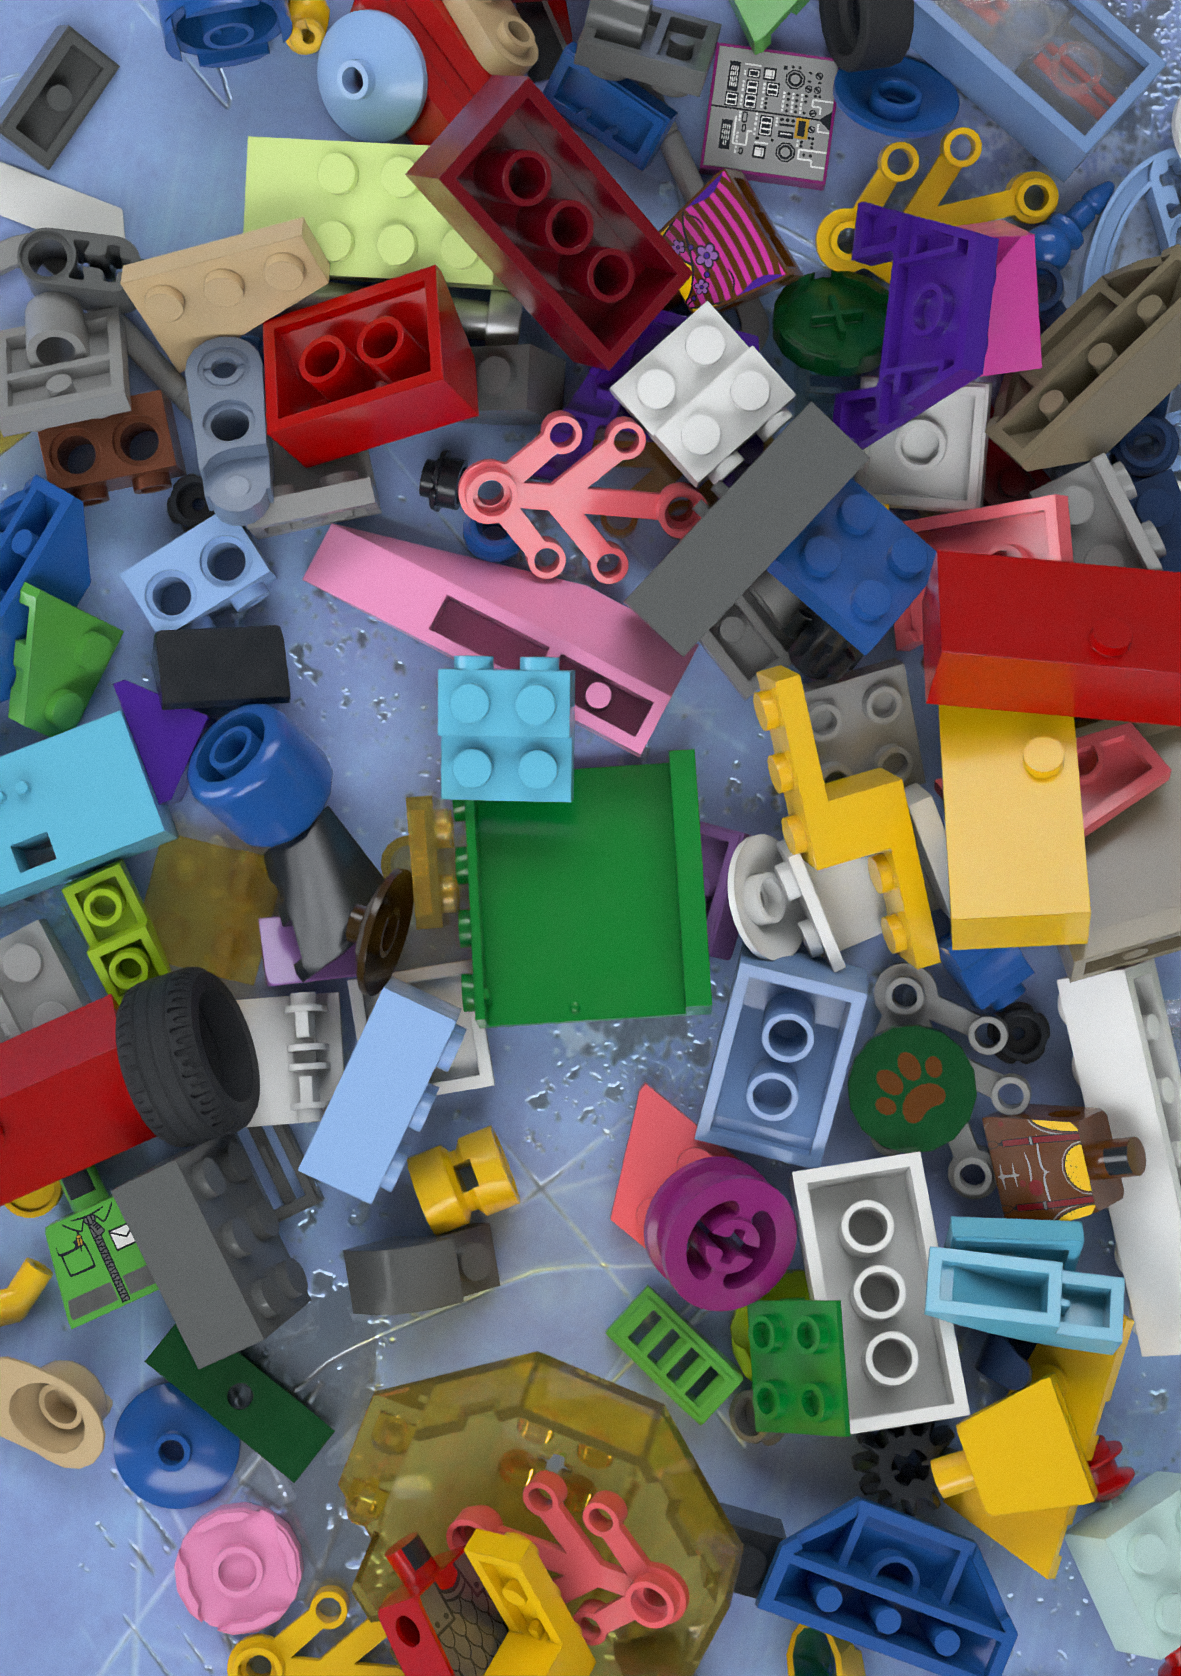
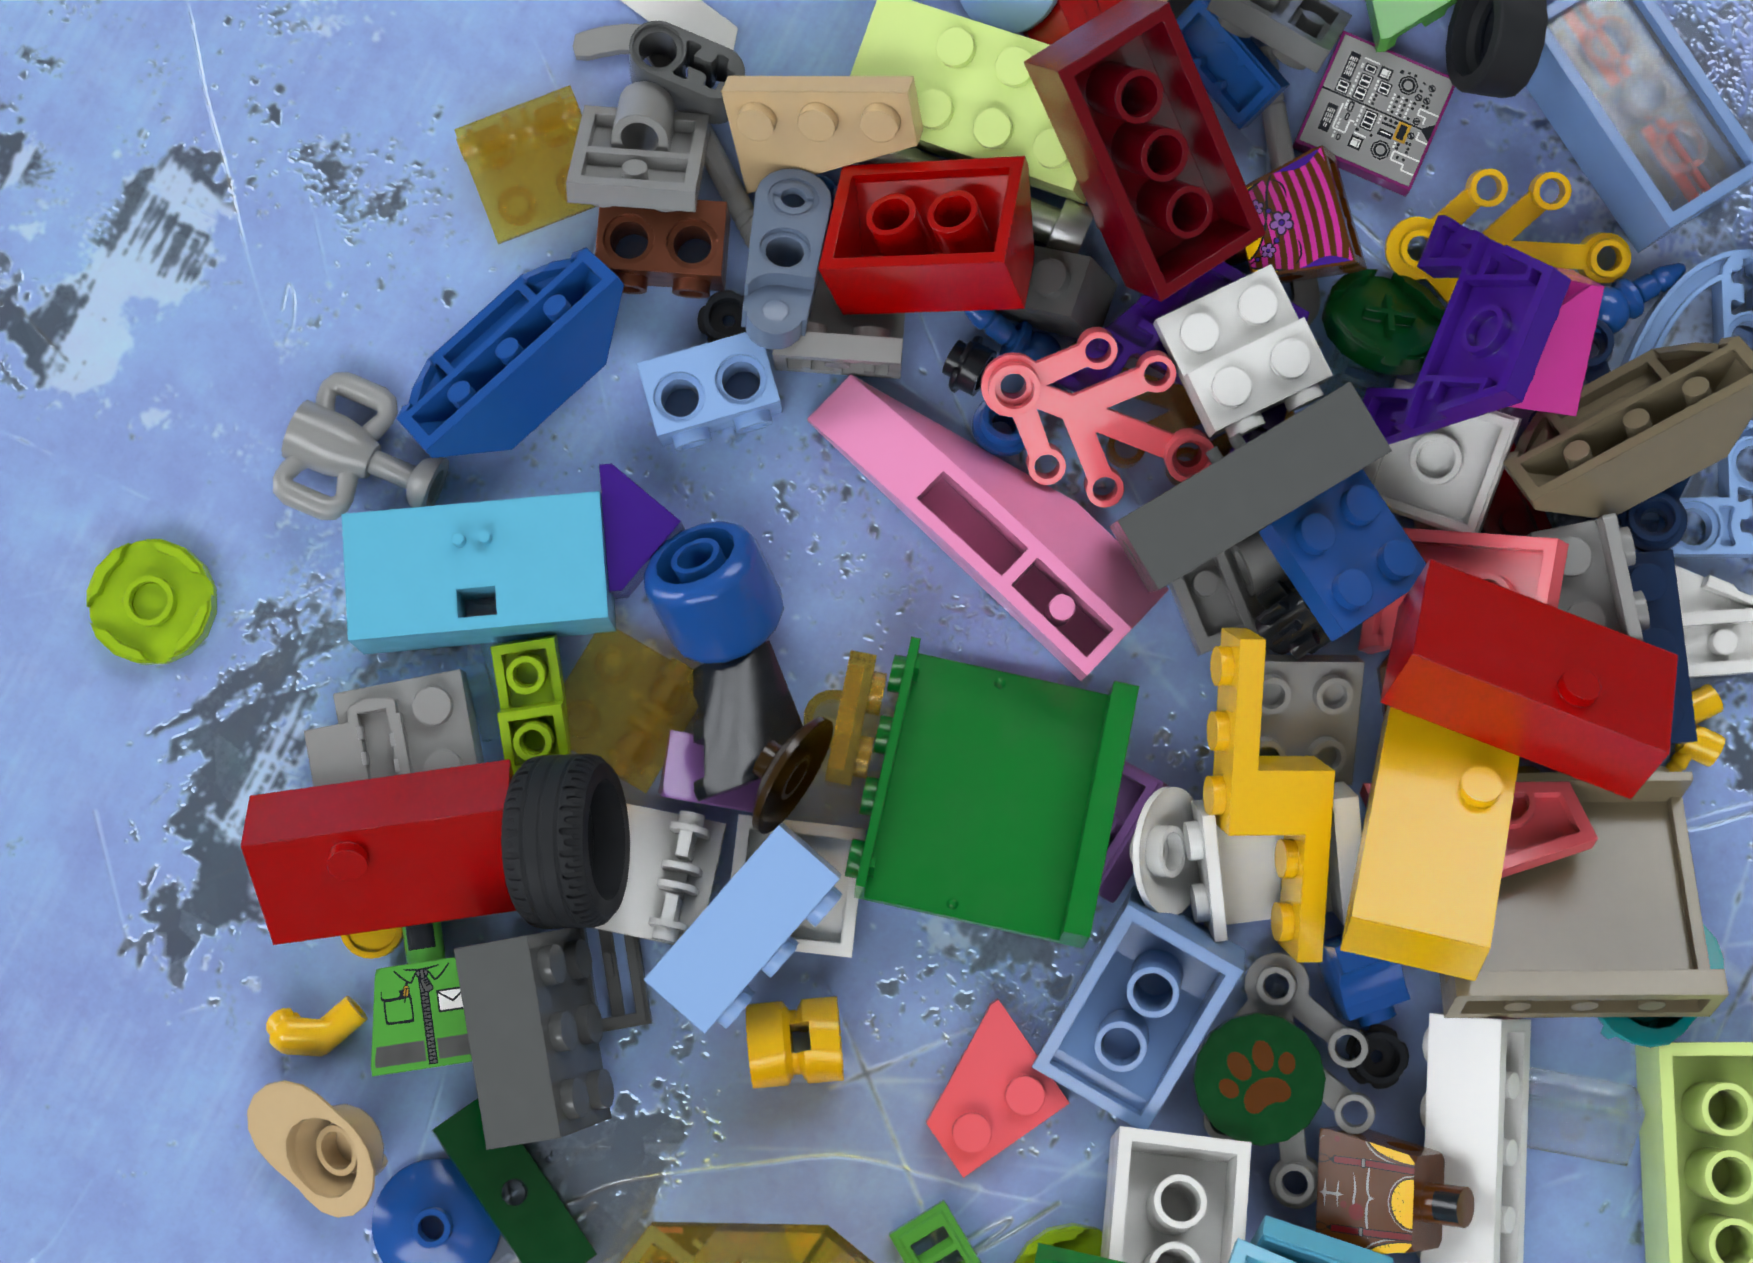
camera: 20 degrees right, 5 degrees down
(58, 663) = (552, 429): bright green wing -> none
(220, 667) = (705, 478): black slope -> none
(421, 1272) = (727, 1119): dark grey brick -> none
(485, 442) = (1012, 337): none -> blue bar
(506, 730) = (965, 615): medium azure plate -> none
(715, 1269) = (1049, 1137): magenta wheel -> none
(898, 99) = (1501, 130): blue dish -> none

